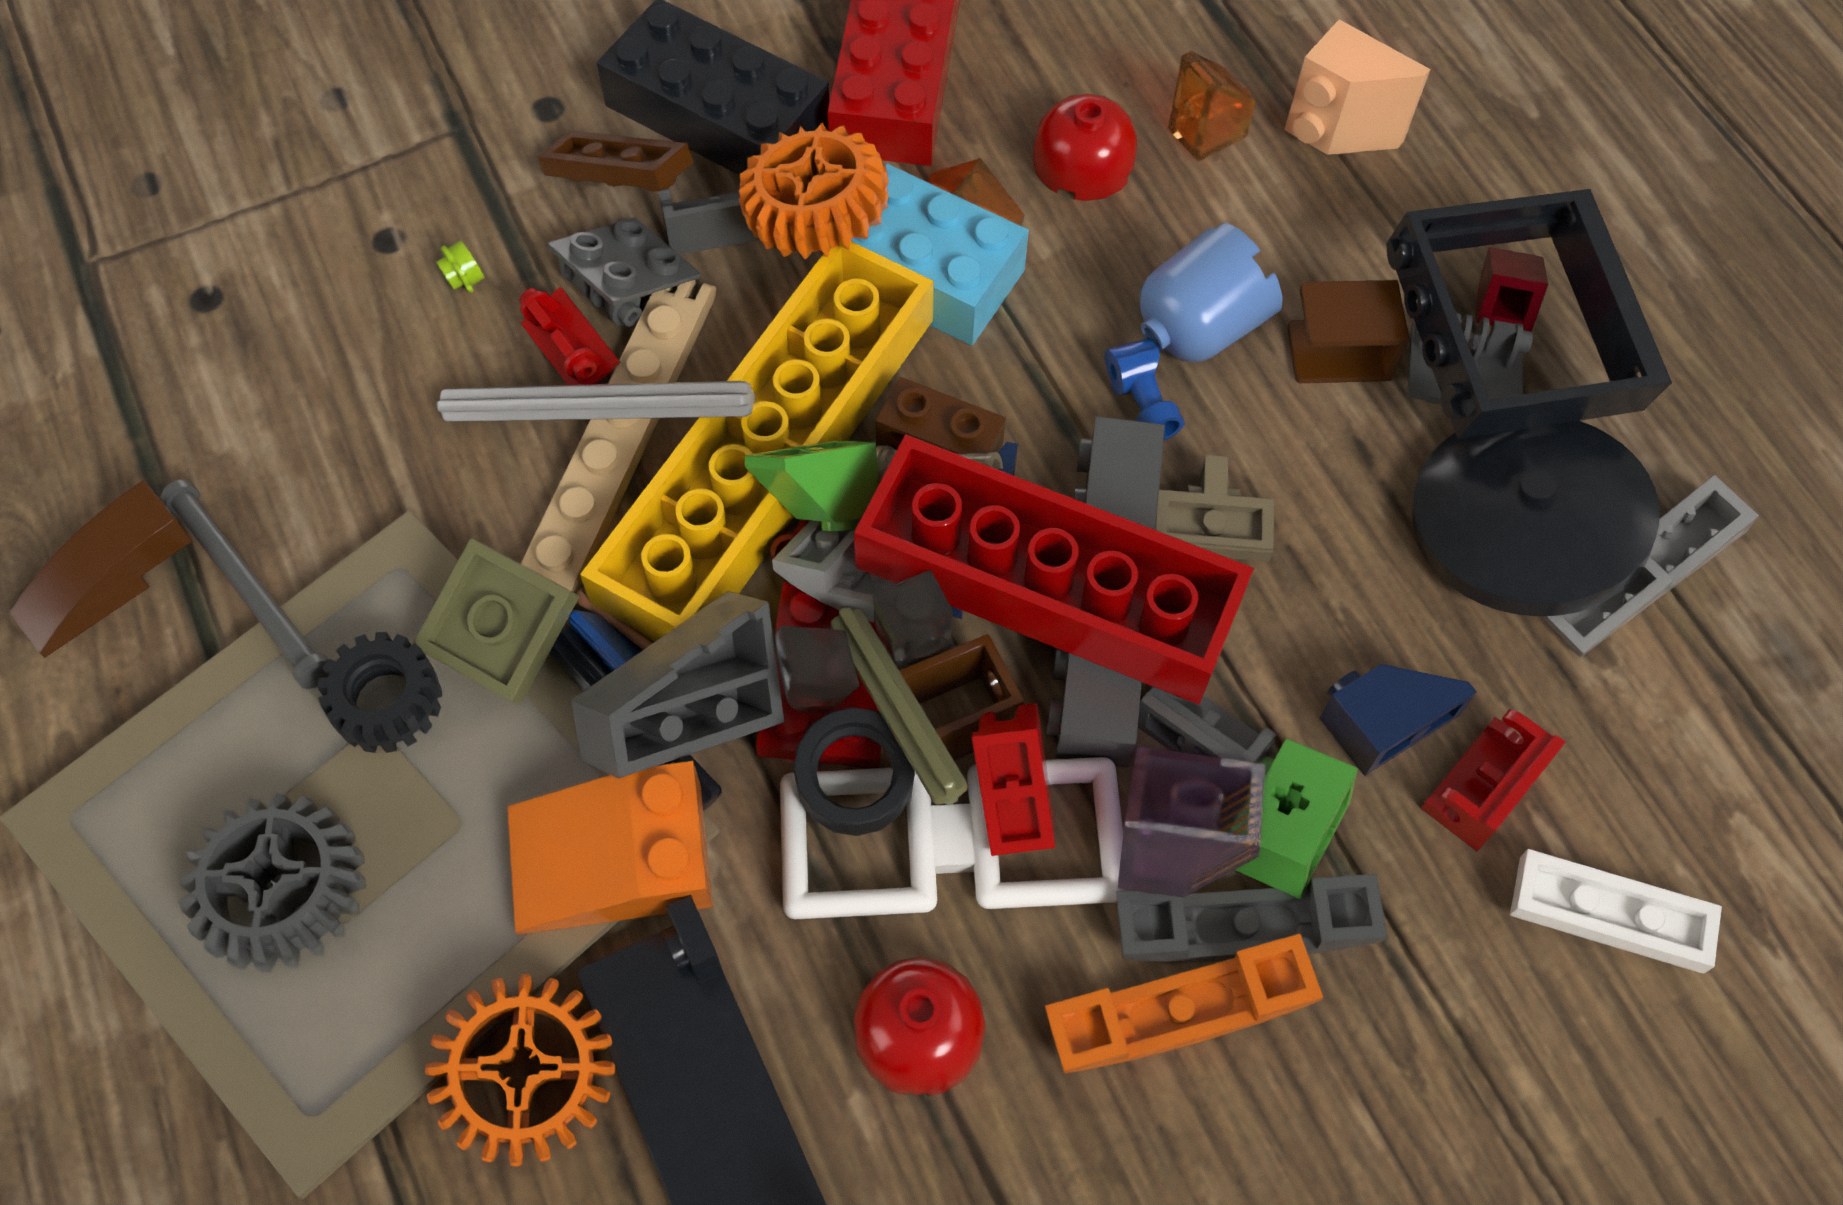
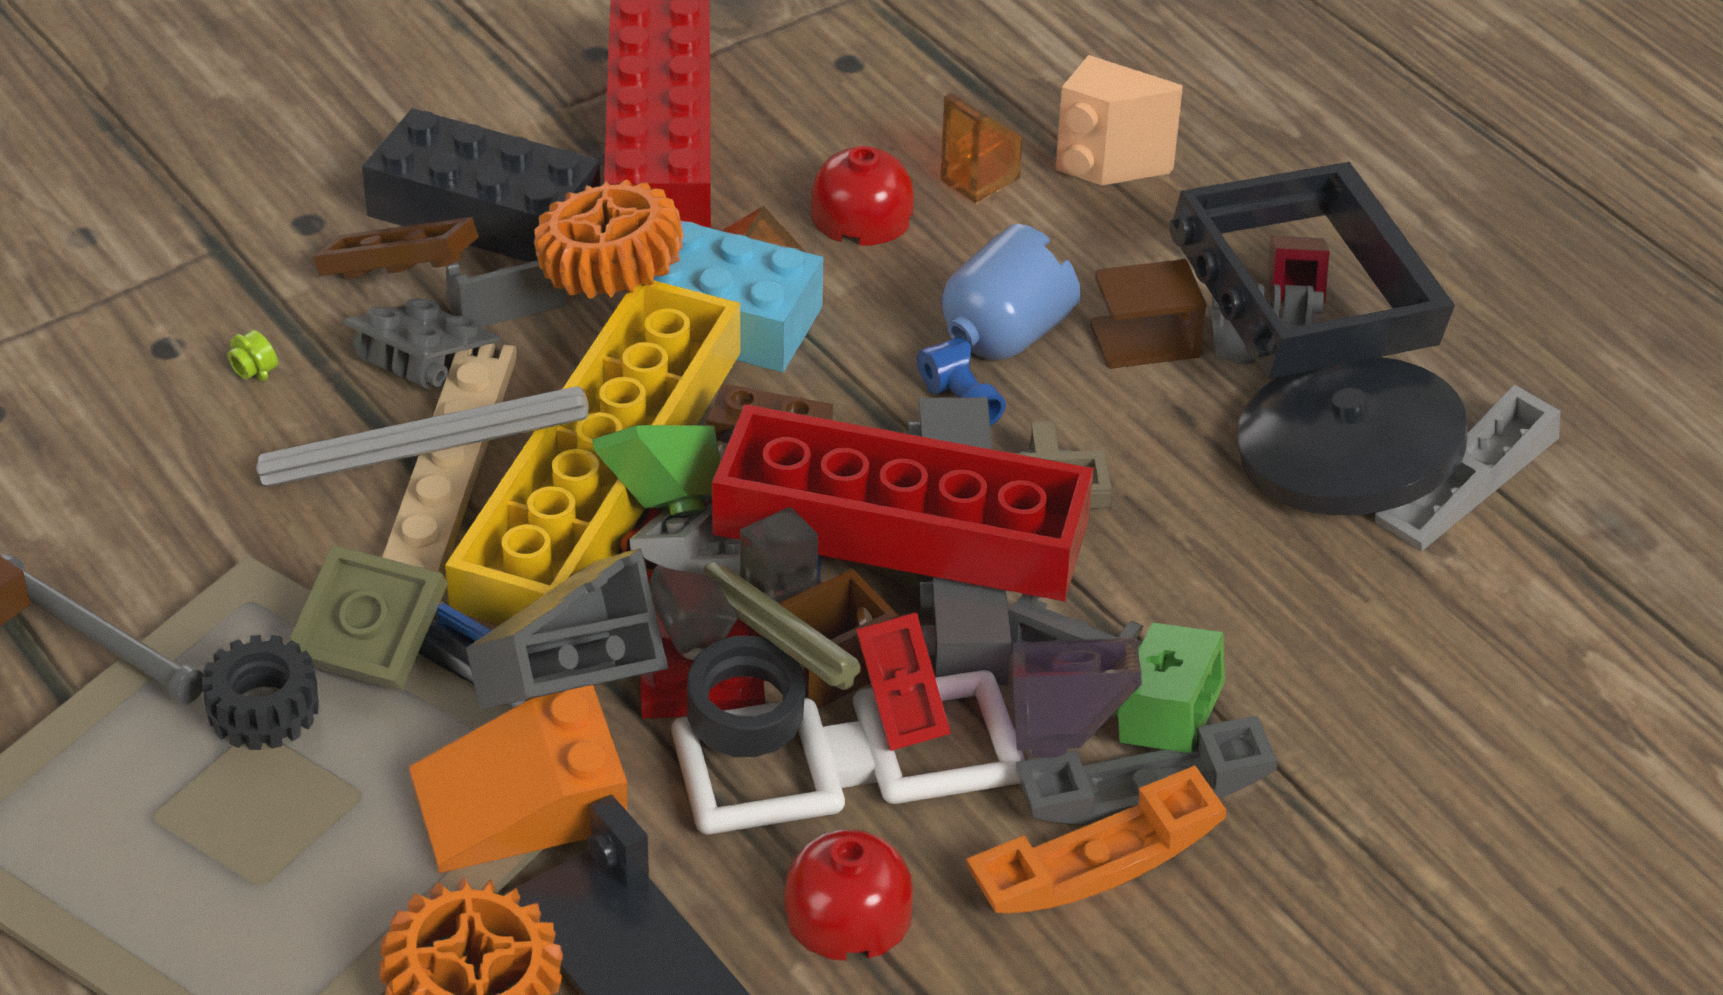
camera: 10 degrees left, 20 degrees down
(248, 857) = (150, 855): dark grey gear -> none
(566, 337) = (370, 396): red hinge -> none
(1390, 711) = (1252, 600): dark blue slope -> none
(1492, 777) = (1356, 645): red hinge -> none
(1616, 911) = (1487, 729): white plate -> none

